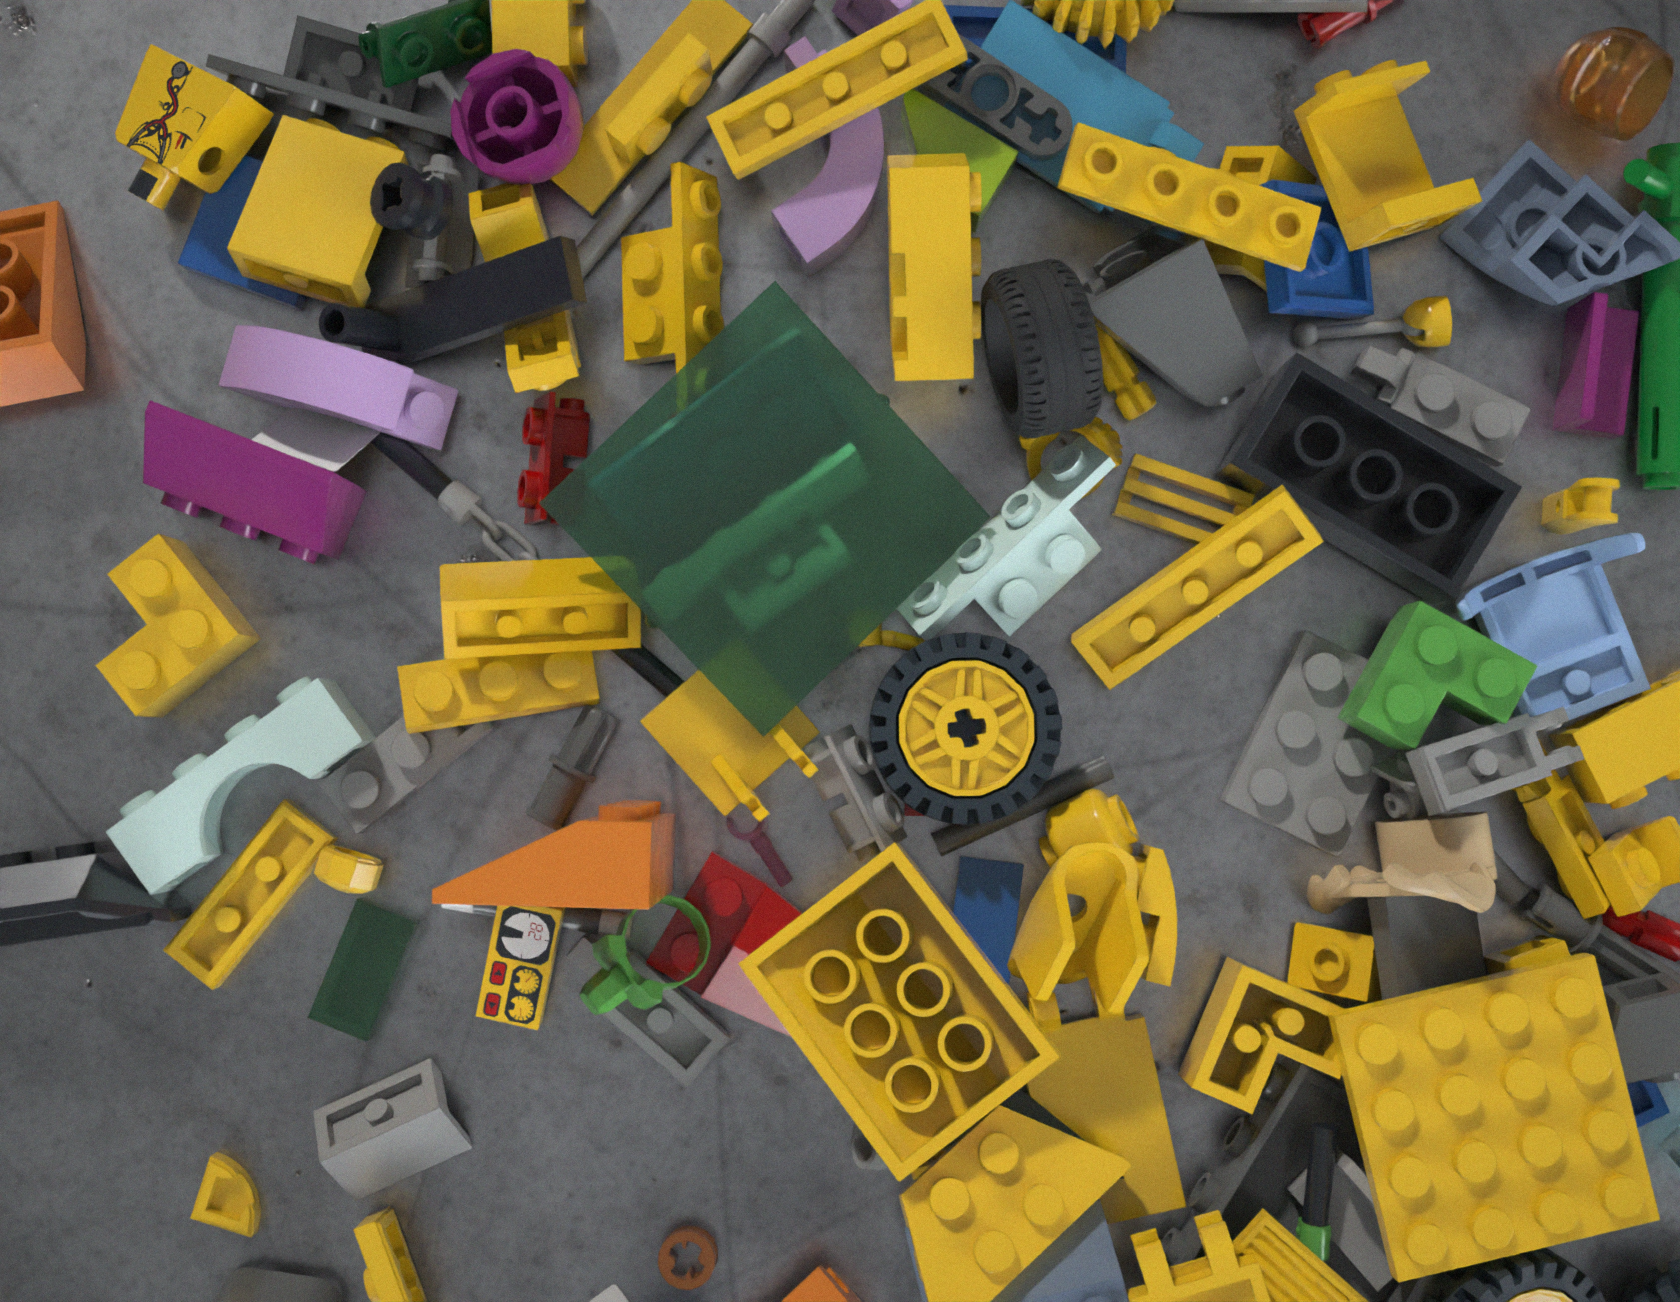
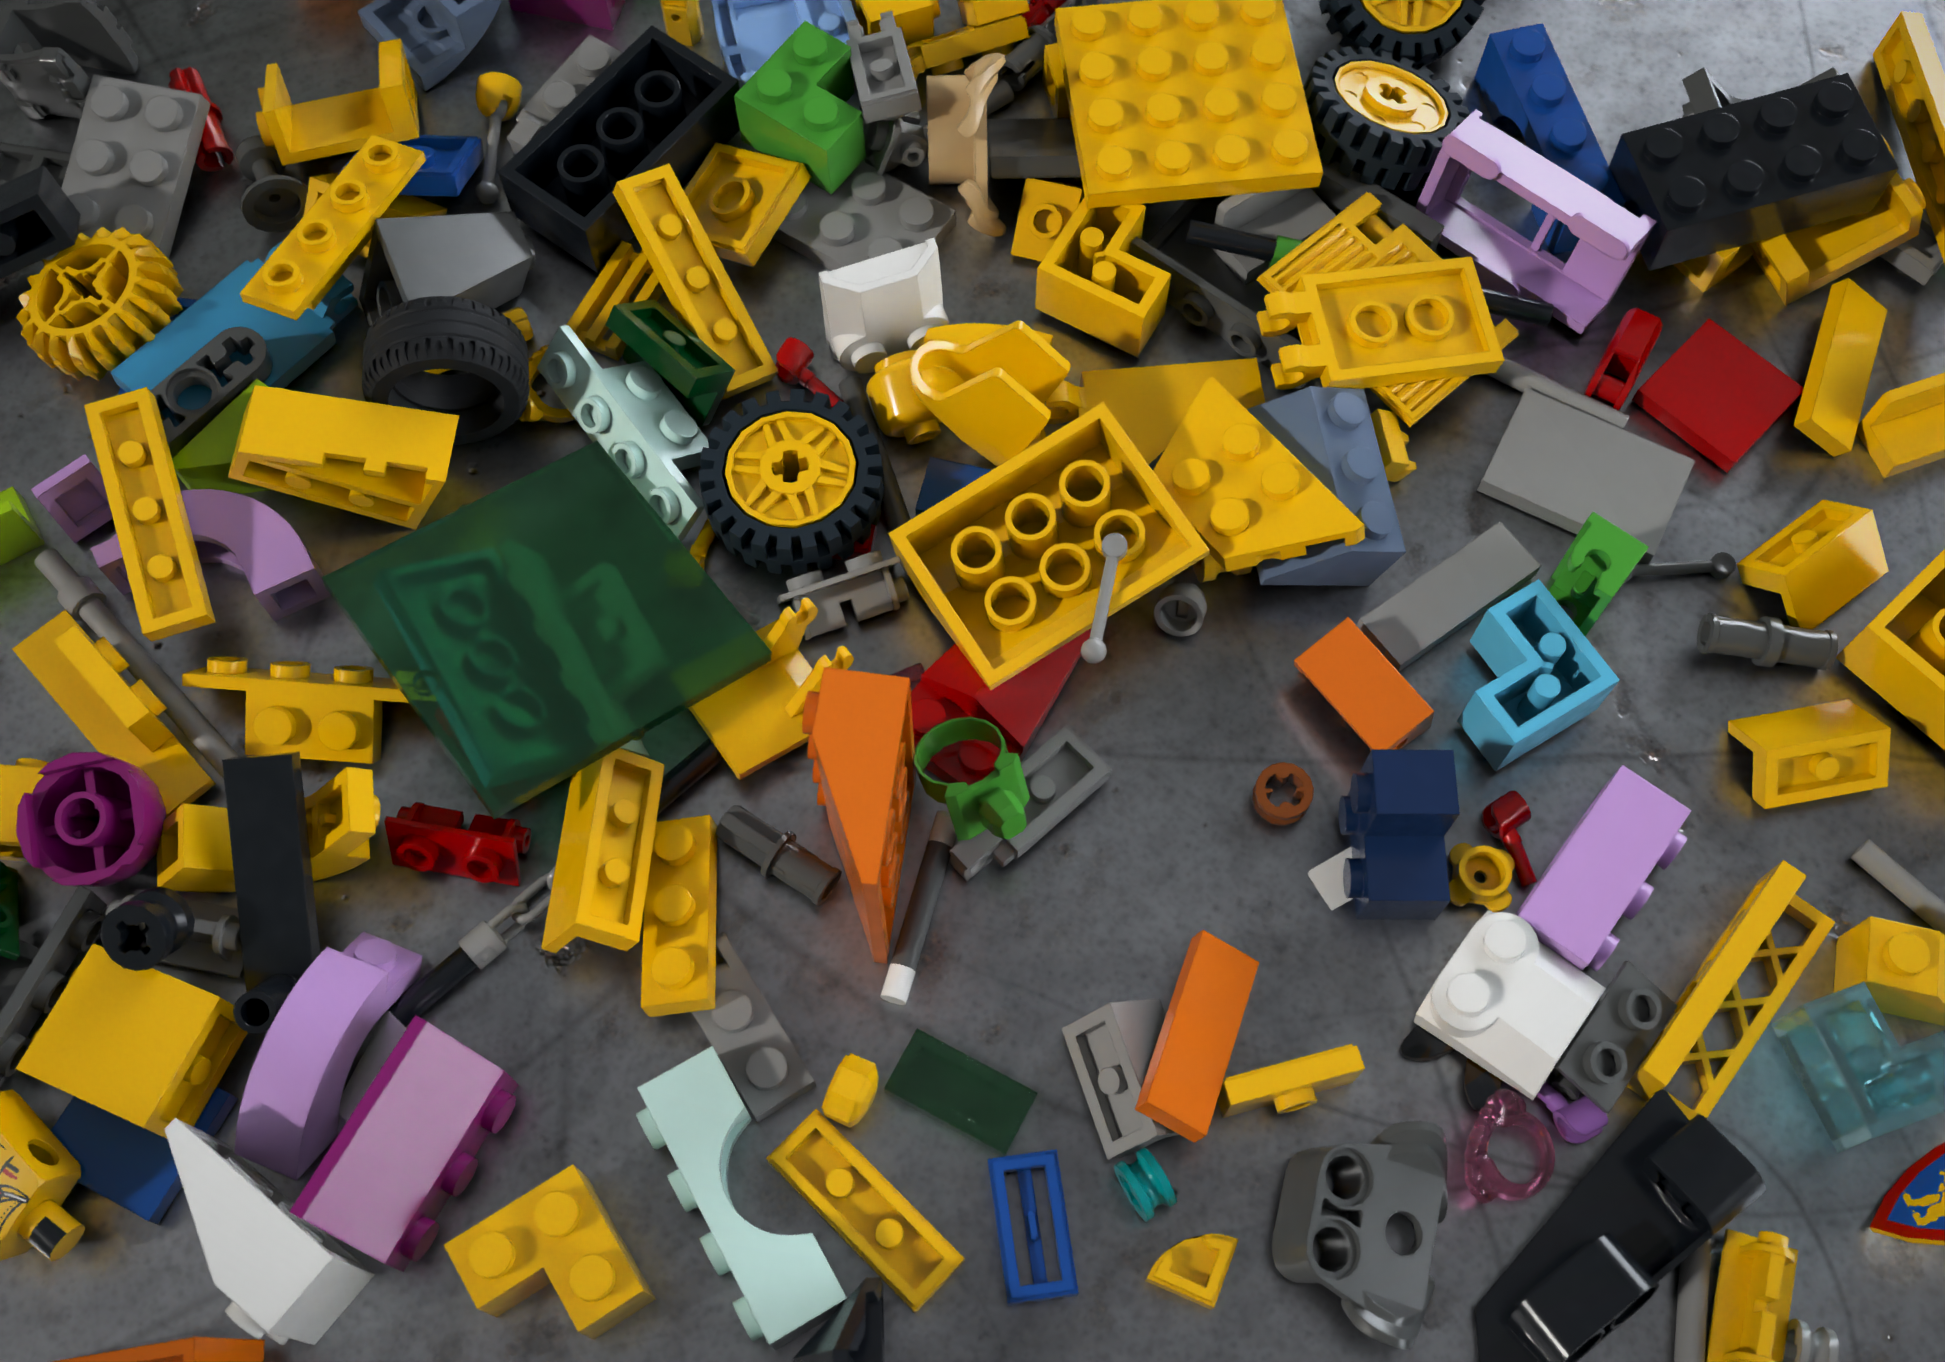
camera: 85 degrees left, 20 degrees down
(160, 356) = (271, 1264): none -> white slope
(288, 1149) = (1145, 1184): none -> teal bush
(302, 1034) = (1040, 1289): none -> blue tile
(423, 1192) = (1197, 1037): none -> orange tile
(520, 964) = (967, 921): tile -> none
(890, 1082) = (1114, 549): none -> light grey hinge
(1102, 577) = (680, 358): none -> dark green panel
(1122, 703) = (792, 367): none -> red hand
(1181, 800) = (882, 305): none -> white slope
(1258, 109) = (274, 199): none -> dark grey piece
(1316, 618) = (744, 199): none -> yellow tile

